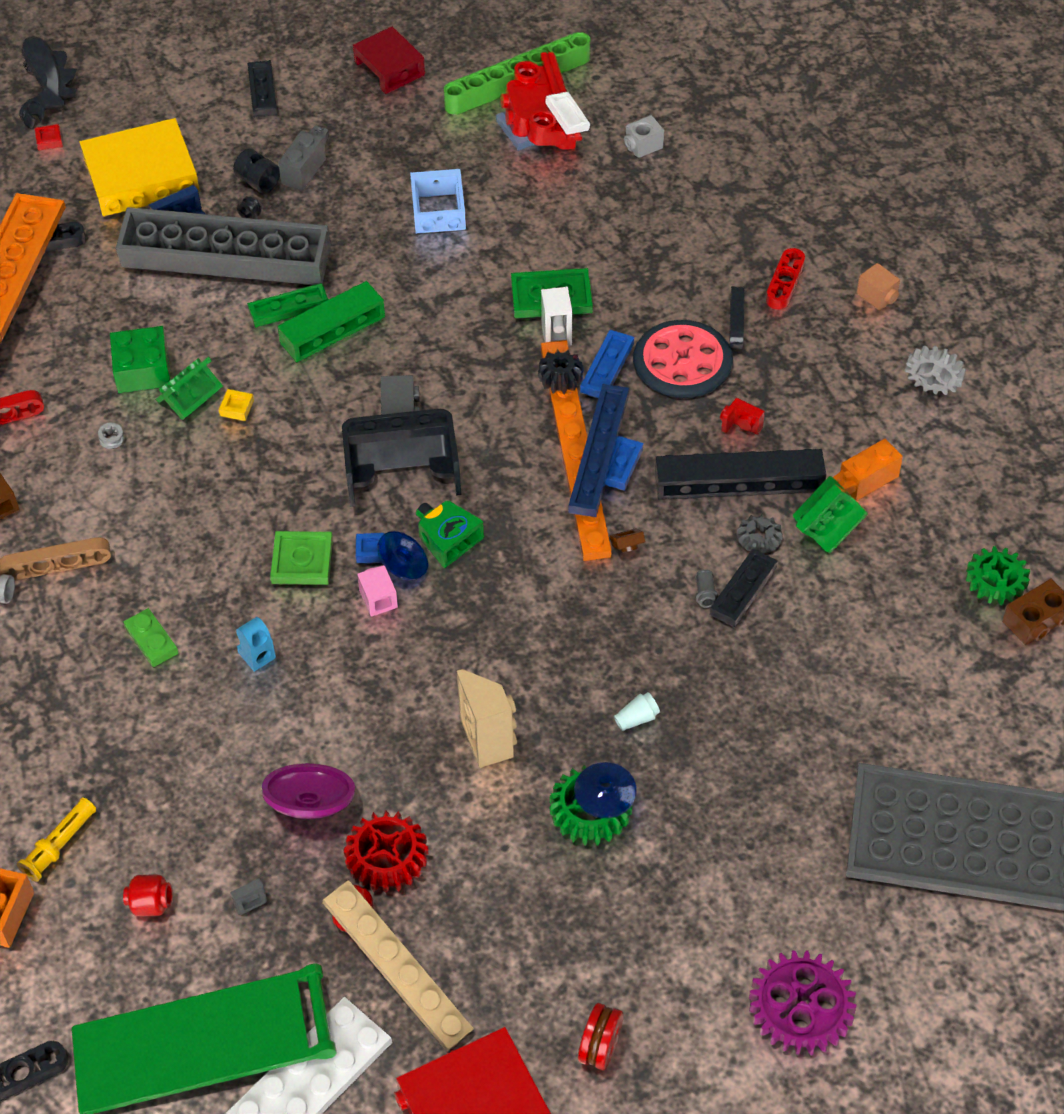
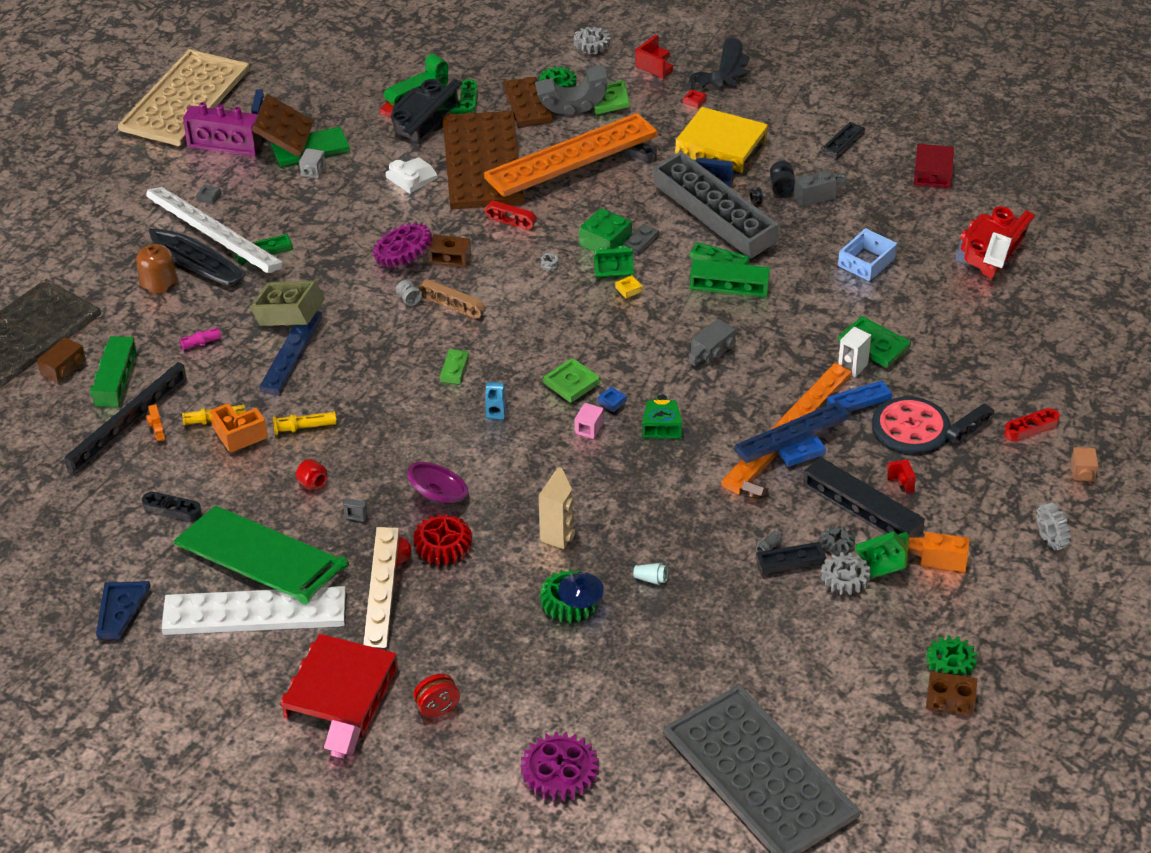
camera: 45 degrees right, 10 degrees down
(181, 341) = (641, 239): none -> dark grey plate
(399, 442) = (680, 353): black windscreen -> none
(402, 555) = (626, 408): clear blue dish -> none
(492, 81) = (966, 209): bright green beam -> none
(560, 371) = (820, 379): black gear -> none
(644, 136) = (1039, 295): light grey brick -> none
(824, 570) = (845, 573): none -> light grey gear

